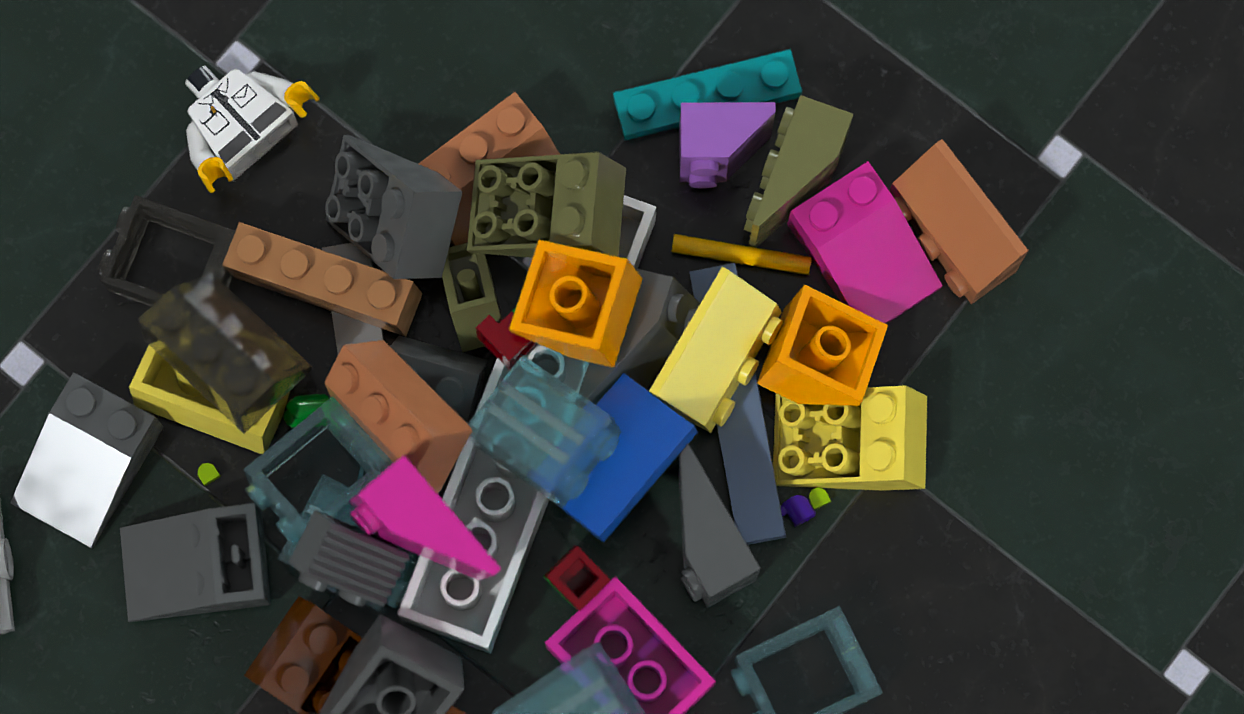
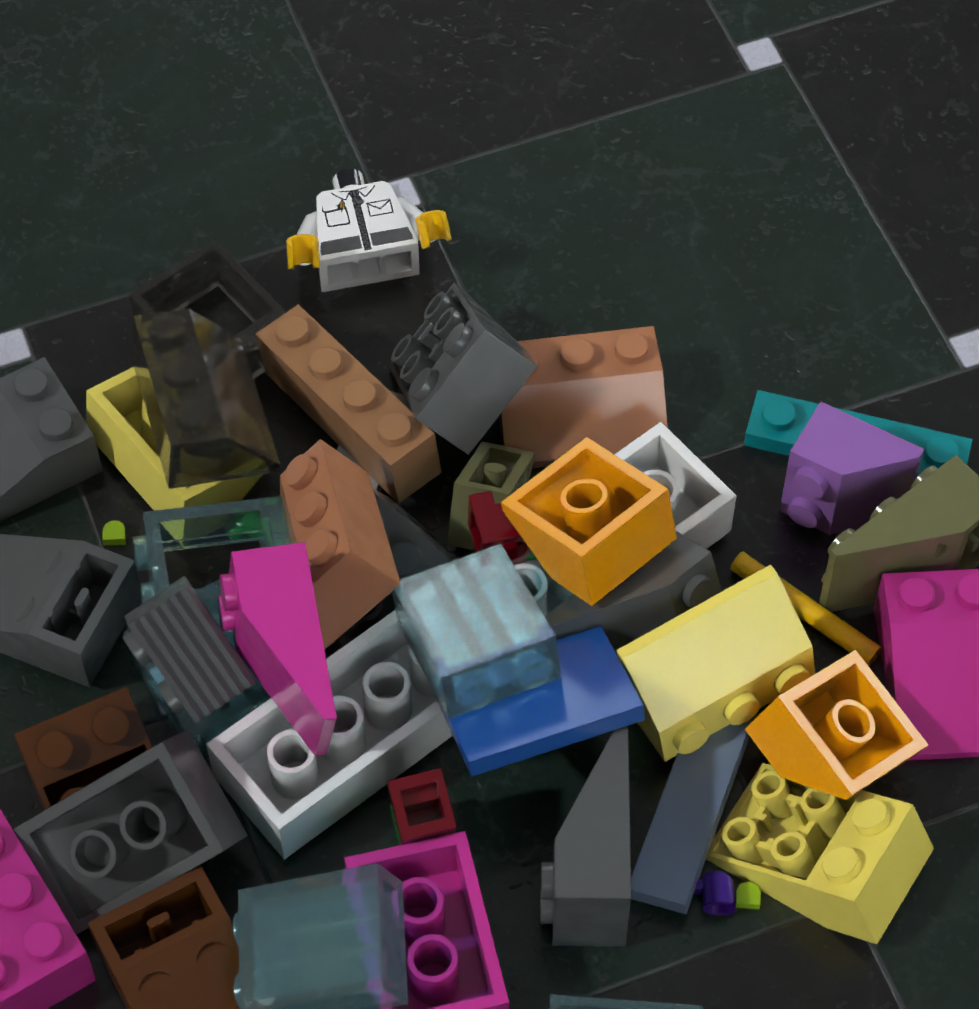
camera: 30 degrees right, 20 degrees down
(549, 199) = (643, 419): olive slope -> none

